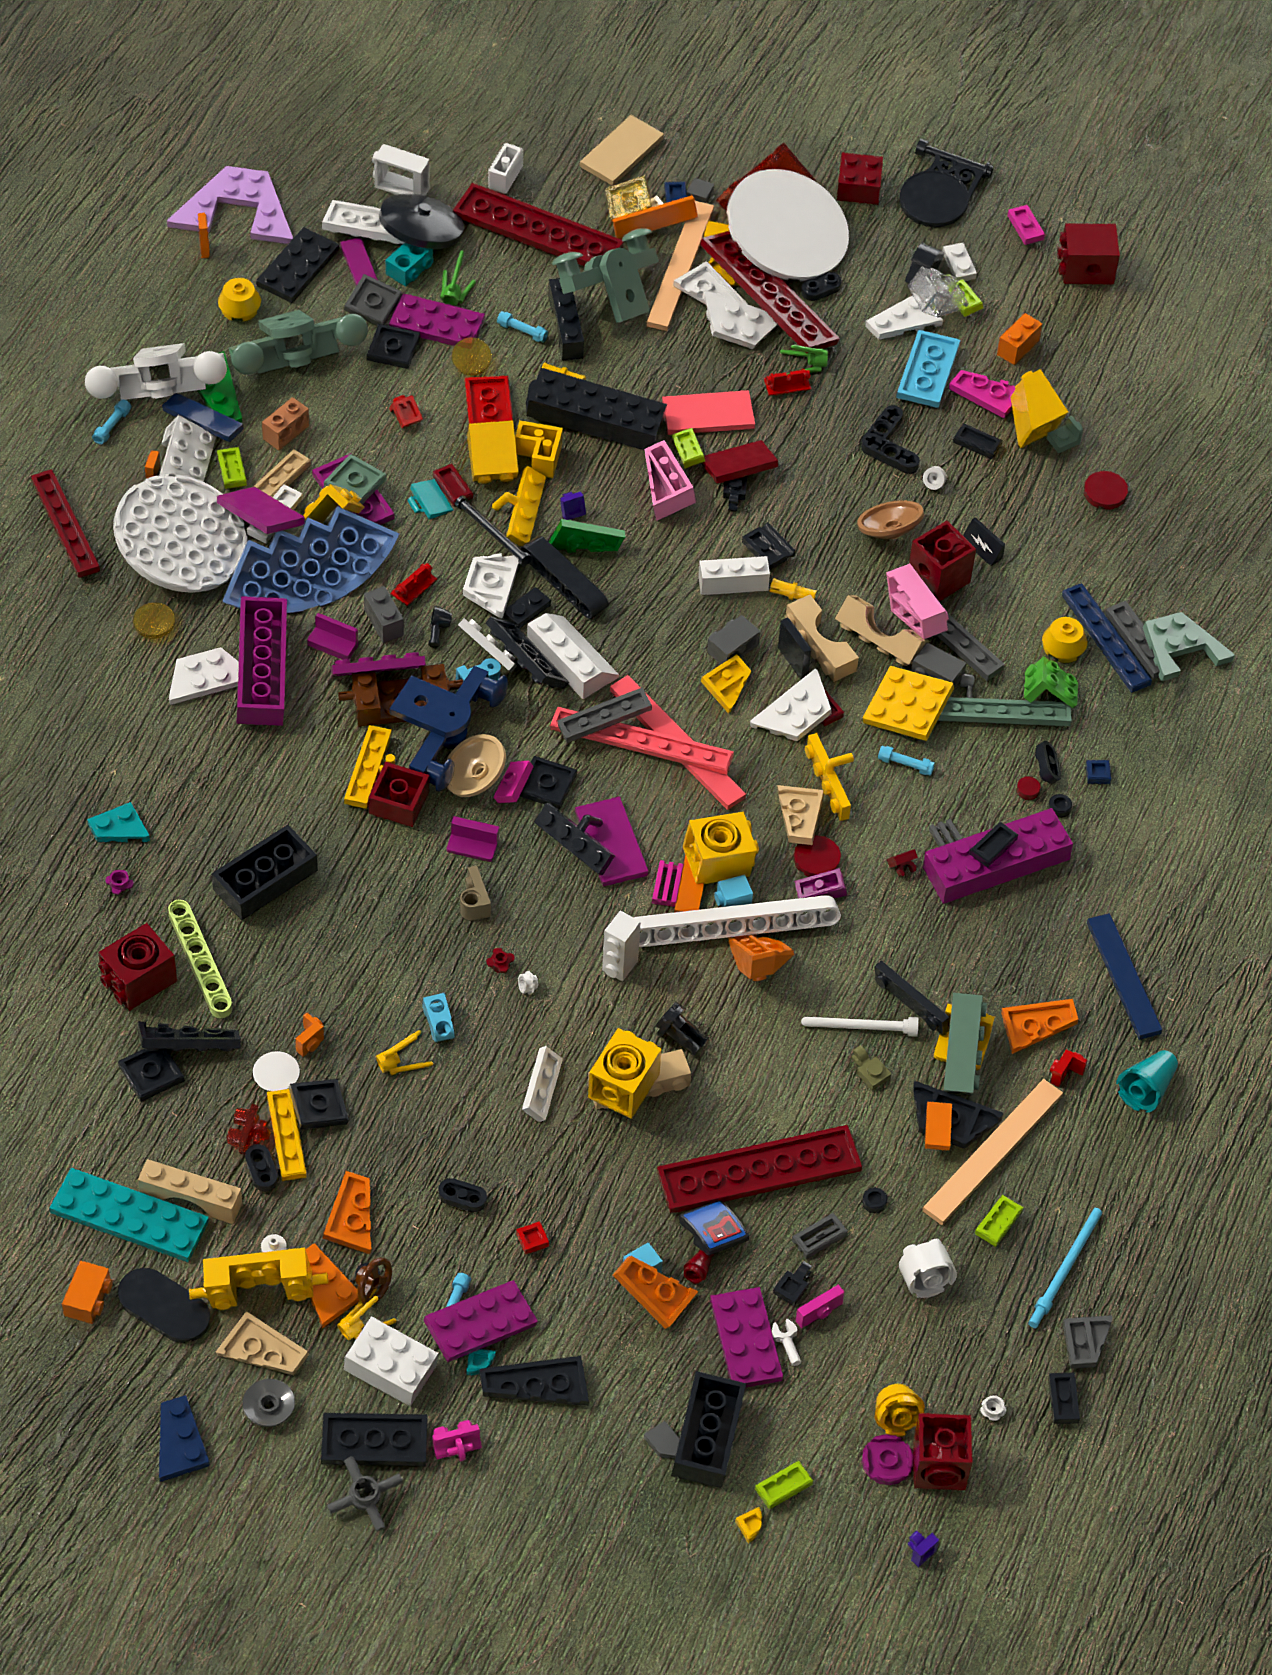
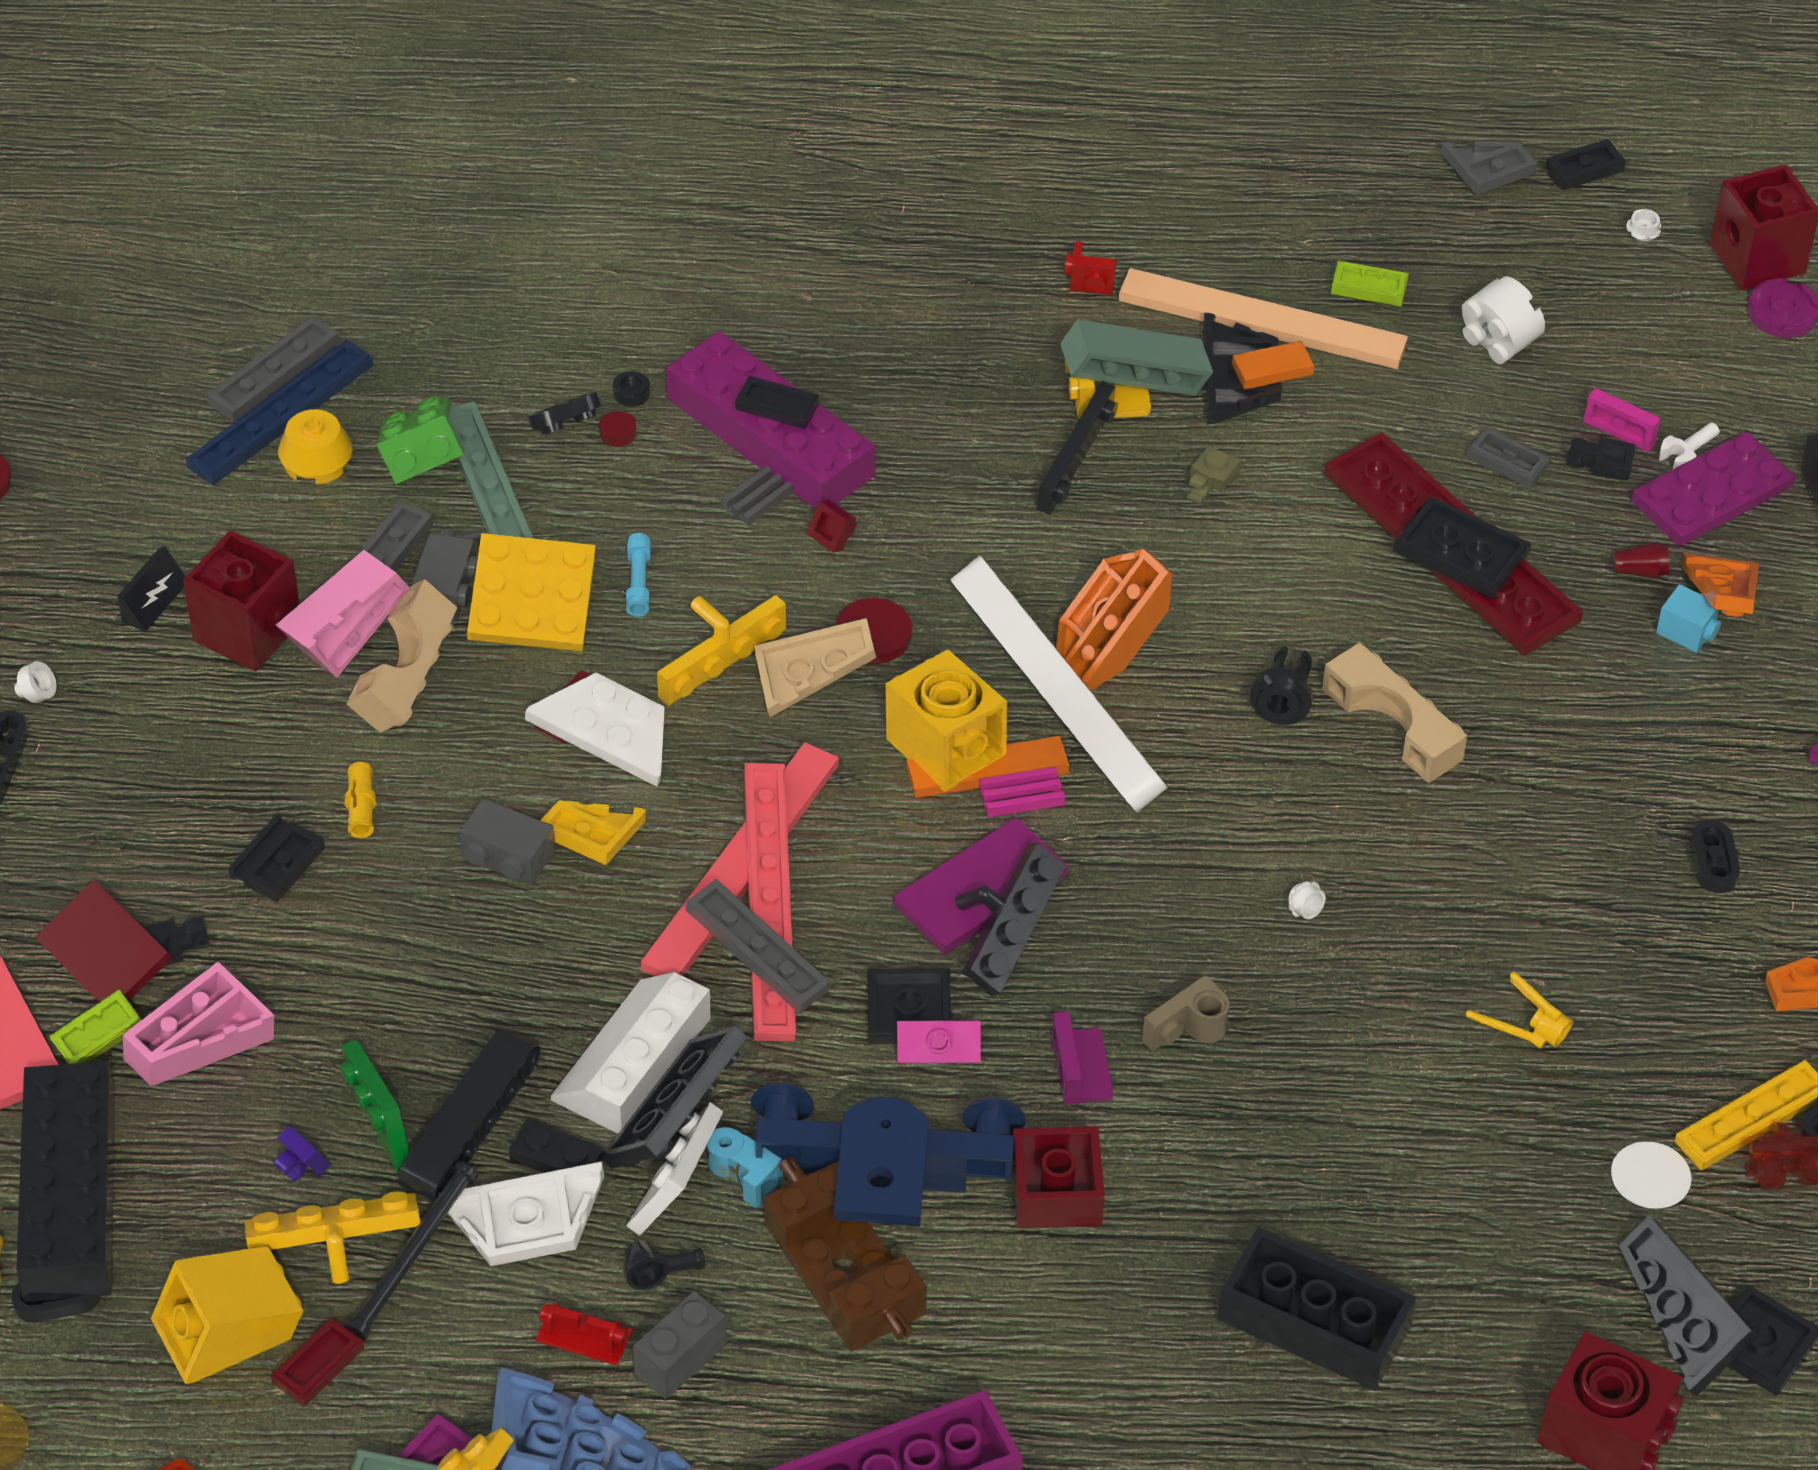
camera: 110 degrees left, 5 degrees down
(202, 957) = (1515, 1351): yellowish green beam -> none
(310, 1039) = (1575, 1137): orange bracket -> none
(318, 1104) = (1681, 1086): black tile -> none
(333, 637) = (766, 1411): magenta panel -> none
(368, 766) = (1012, 1252): yellow plate -> none
(387, 663) = (810, 1300): magenta plate -> none
(430, 499) = (362, 1389): teal piece -> none
(438, 1017) = (1437, 986): medium azure leg -> none
(477, 765) = (949, 1059): tan dish -> none
(488, 399) = (94, 1374): red tile -> none
(500, 966) = (1284, 958): dark red plate -> none
(532, 1237) = (1727, 753): red plate -> none
(540, 443) = (193, 1225): yellow brick -> none
(542, 1084) = (1473, 823): white plate -> none
(621, 946) = (1205, 772): white brick -> none
(624, 1072) = (1432, 684): yellow brick -> none
(714, 1227) = (1581, 557): slope -> none
(733, 892) = (1016, 693): medium azure brick -> none
(734, 575) = (368, 878): white brick -> none
(745, 1163) = (1462, 547): none -> black tile
(794, 648) = (499, 744): black tile -> none
(823, 884) = (926, 609): magenta slope -> none
(835, 658) = (416, 764): tan arch -> none
(874, 1200) = (1416, 417): black tile -> none
(890, 519) = (146, 691): medium nougat dish -> none
(898, 1409) = (1722, 297): yellow cone -> none
(908, 1026) = (1117, 448): white piece -> none
(1036, 1022) = (1024, 318): orange wing -> none
(1045, 1303) = (1463, 214): medium azure bar -> none
(1098, 771) = (546, 362): dark blue tile -> none
(1124, 976) = (895, 256): dark blue tile -> none
(1147, 1081) = (1064, 180): teal cone -> none
(1177, 636) = (260, 327): wing -> none

